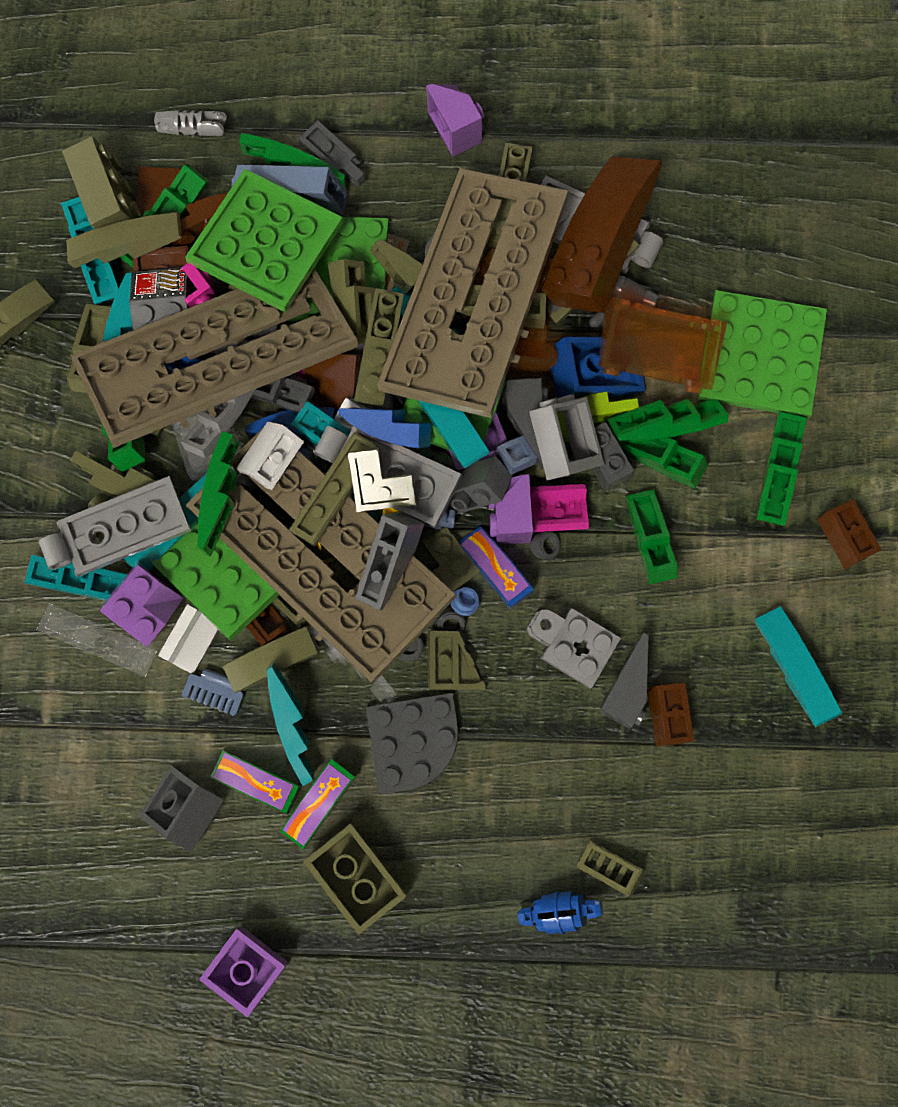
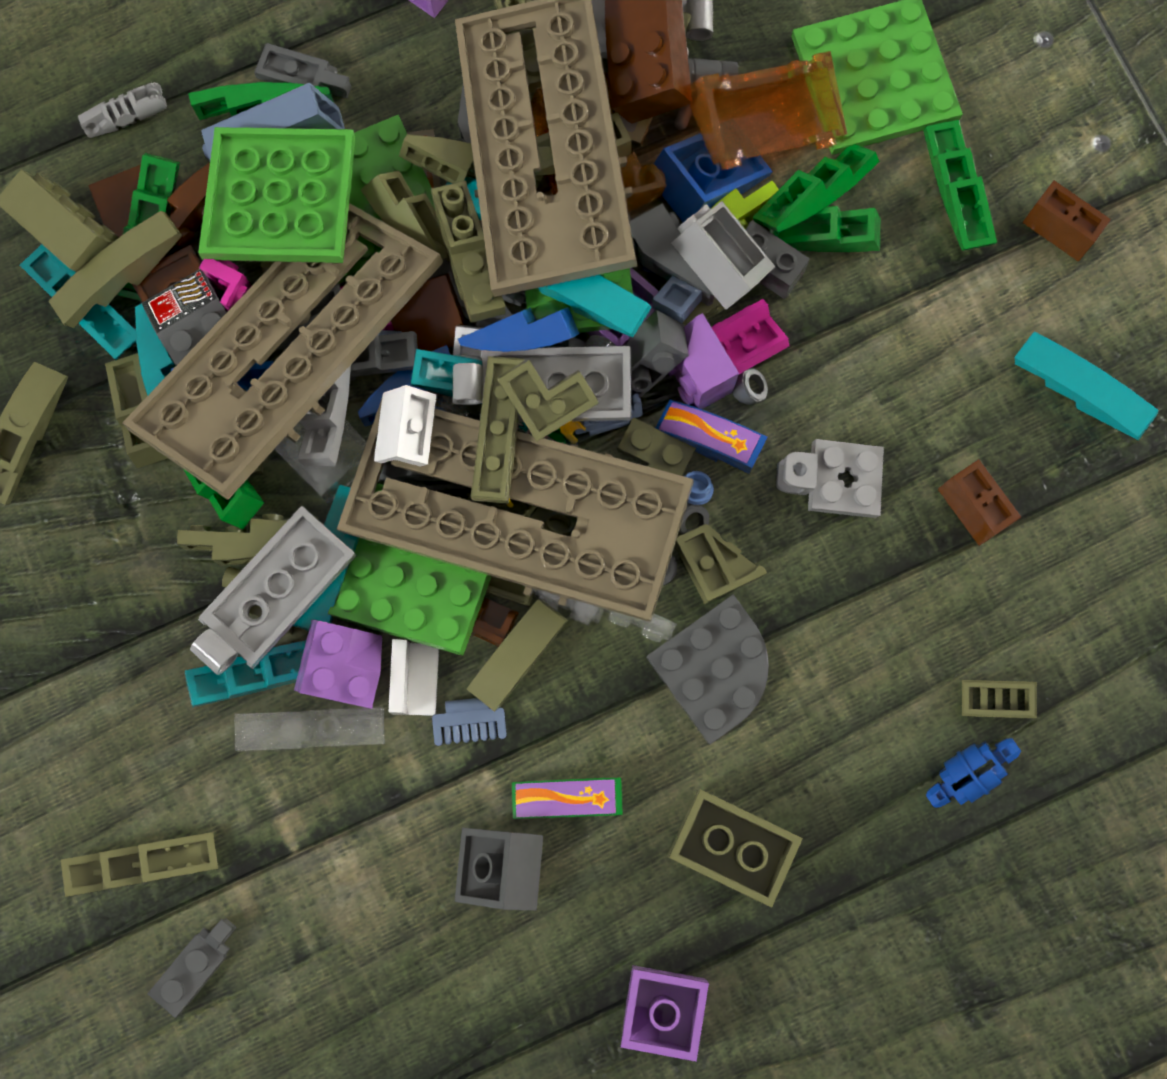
camera: 30 degrees left, 0 degrees up
(215, 502) = (372, 507): green slope -> none
(286, 714) = (568, 705): teal slope -> none
(317, 803) = (649, 787): slope -> none
(388, 558) = (600, 475): dark grey slope -> none
(629, 691) = (922, 497): dark grey slope -> none
(652, 537) = (861, 323): green slope -> none

